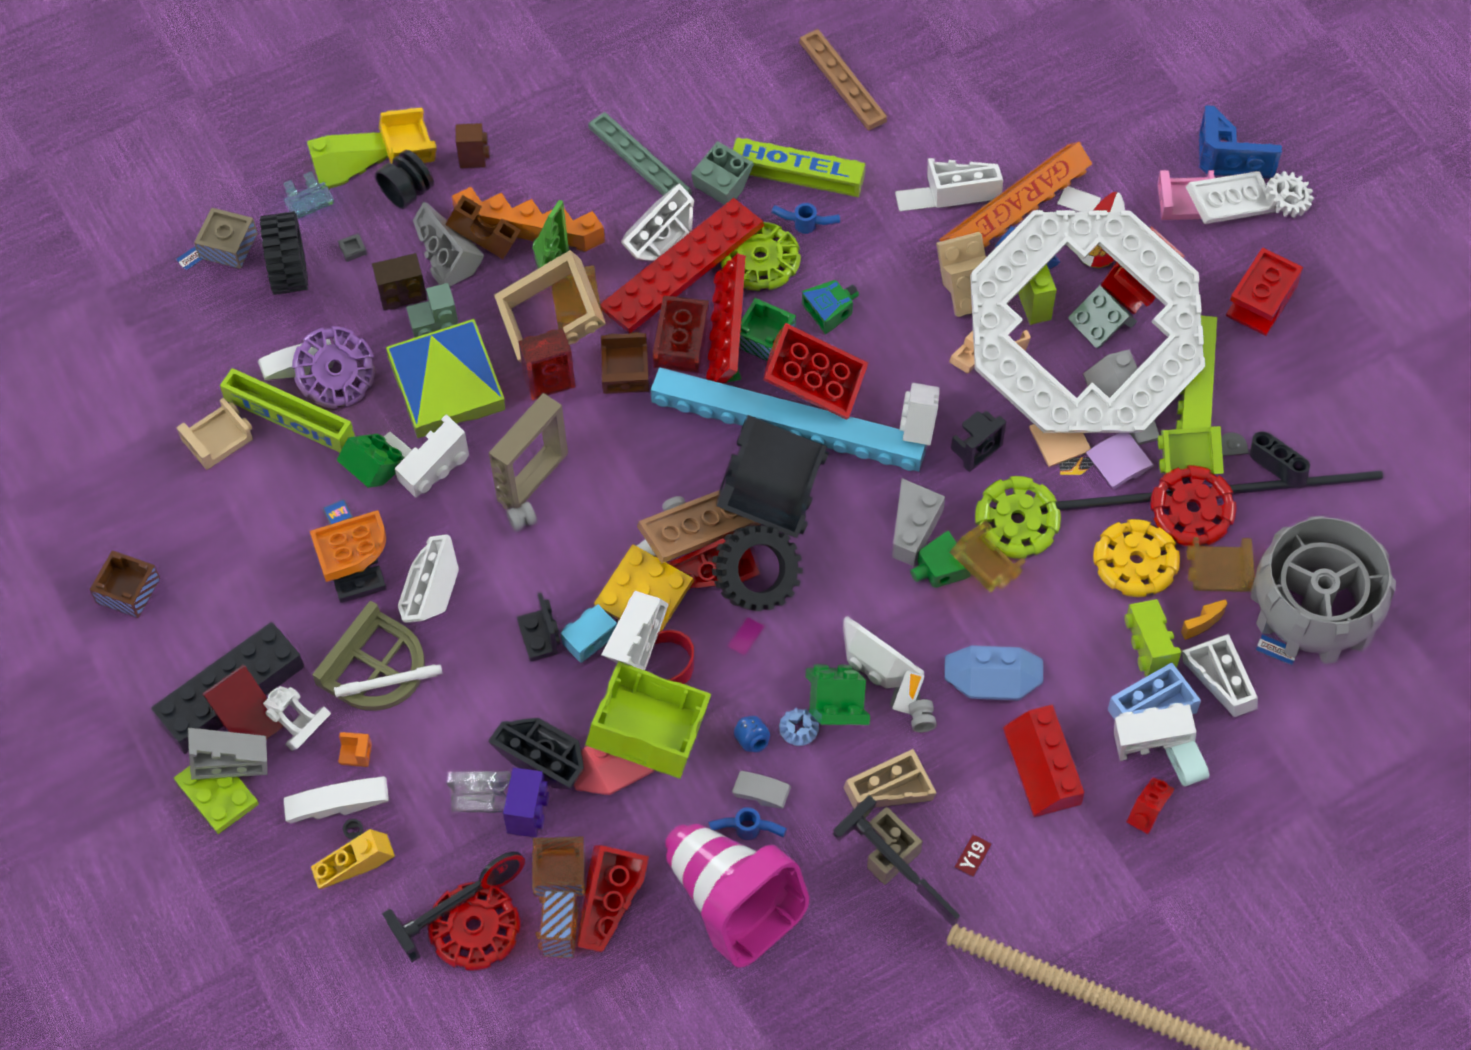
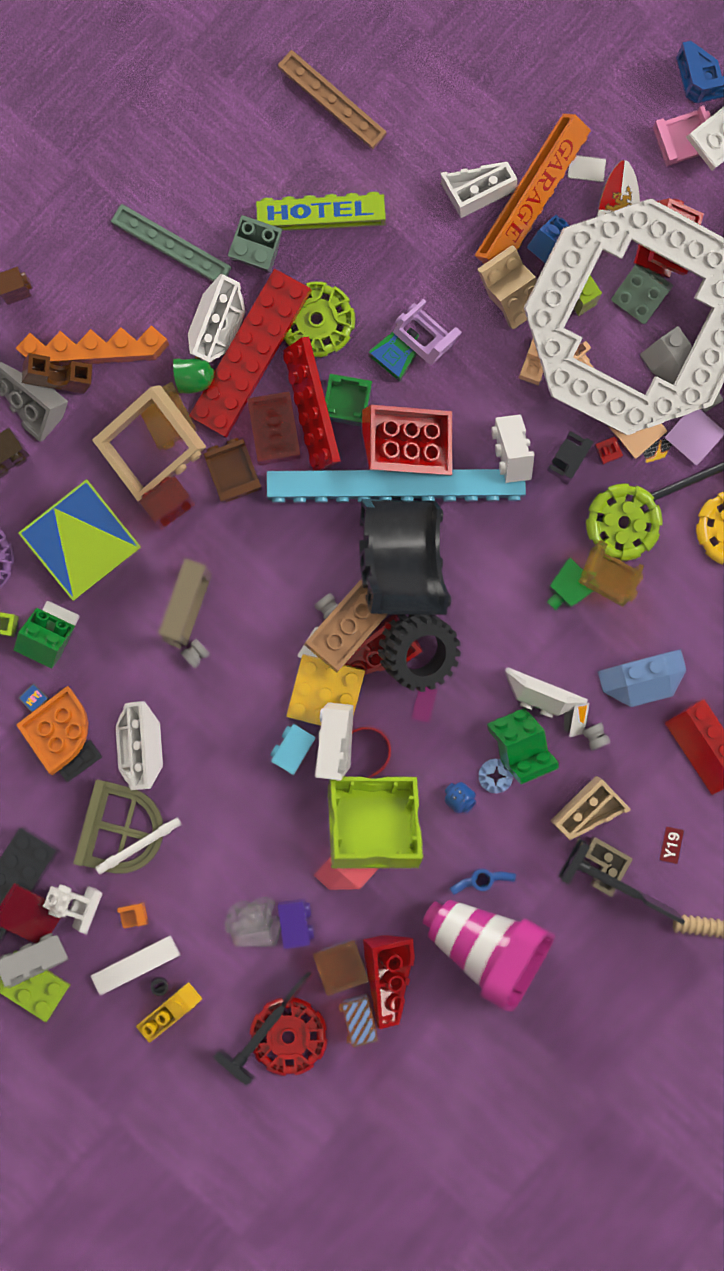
camera: 20 degrees left, 25 degrees up
(434, 314) = (44, 477): sand green brick -> none
(434, 459) = (98, 623): white wedge -> none
(539, 631) = (248, 760): black bracket -> none
(540, 747) = (292, 872): black wedge -> none
(553, 237) = (125, 375): bright green wedge -> none
(616, 265) = (192, 375): none -> green piece
(761, 788) = (483, 844): light grey slope -> none
(805, 217) = (329, 269): blue piece -> none
(876, 302) = (442, 339): none -> lavender window
(915, 199) = (437, 211): white sticker -> none
(916, 519) = (536, 552): light grey wedge -> none
(1023, 451) = (608, 450): none -> red tile

